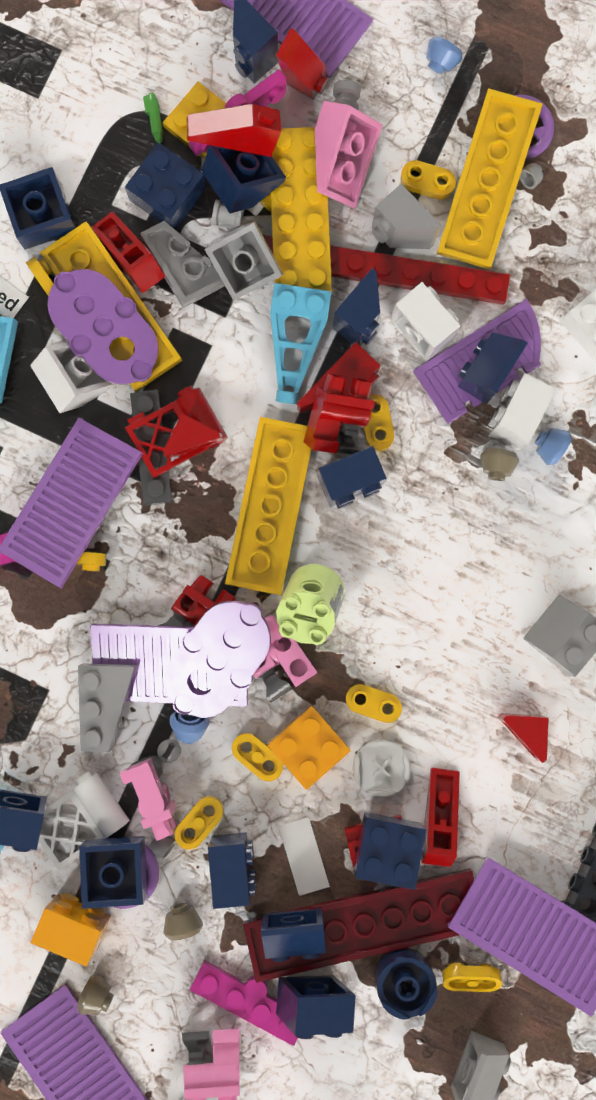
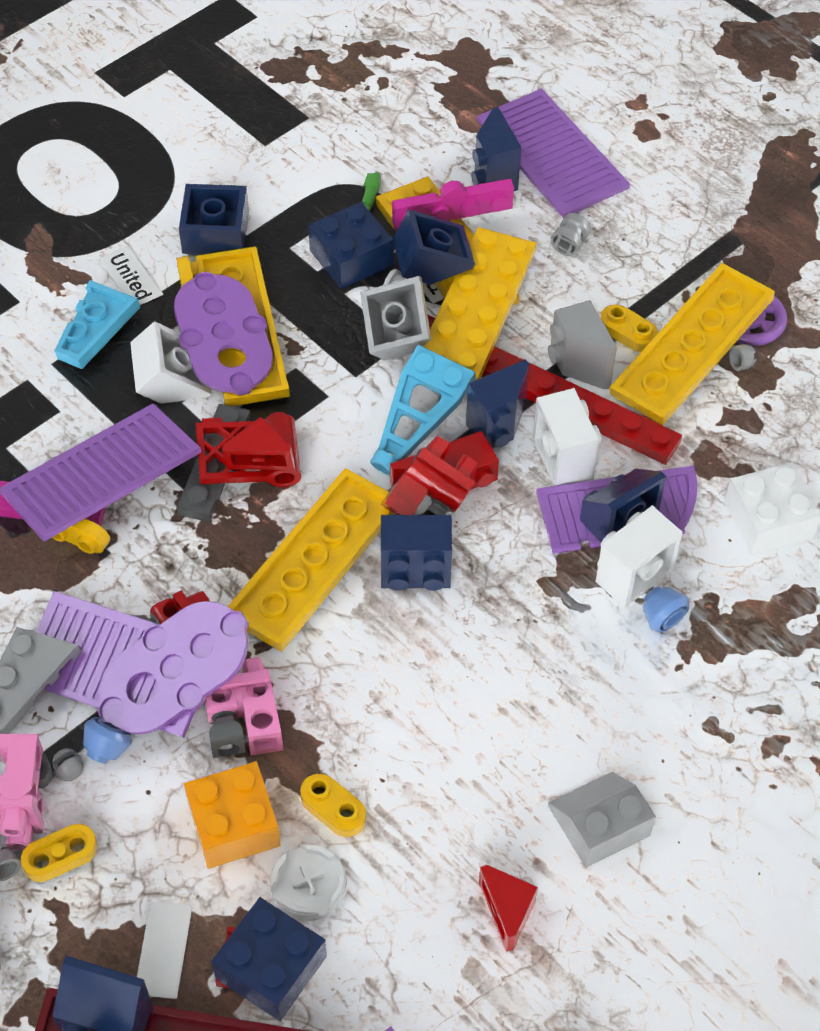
camera: 25 degrees right, 30 degrees down
(128, 252) = (285, 287): red slope -> none
(184, 268) = (331, 314): light grey wing -> none
(230, 870) = (67, 907): dark blue brick -> none
(238, 128) = (446, 206): red slope -> none
(256, 757) = (167, 809): yellow plate -> none
(301, 66) = (533, 184): red slope -> none
(310, 604) = (307, 651): yellowish green cylinder -> none
(343, 151) = (547, 267): bright pink slope -> none
(379, 422) = (473, 520): yellow plate -> none
(441, 818) = (351, 964): red slope -> none
(442, 55) = (688, 228): medium blue cone -> none
(498, 463) = (594, 603): dark tan cone -> none

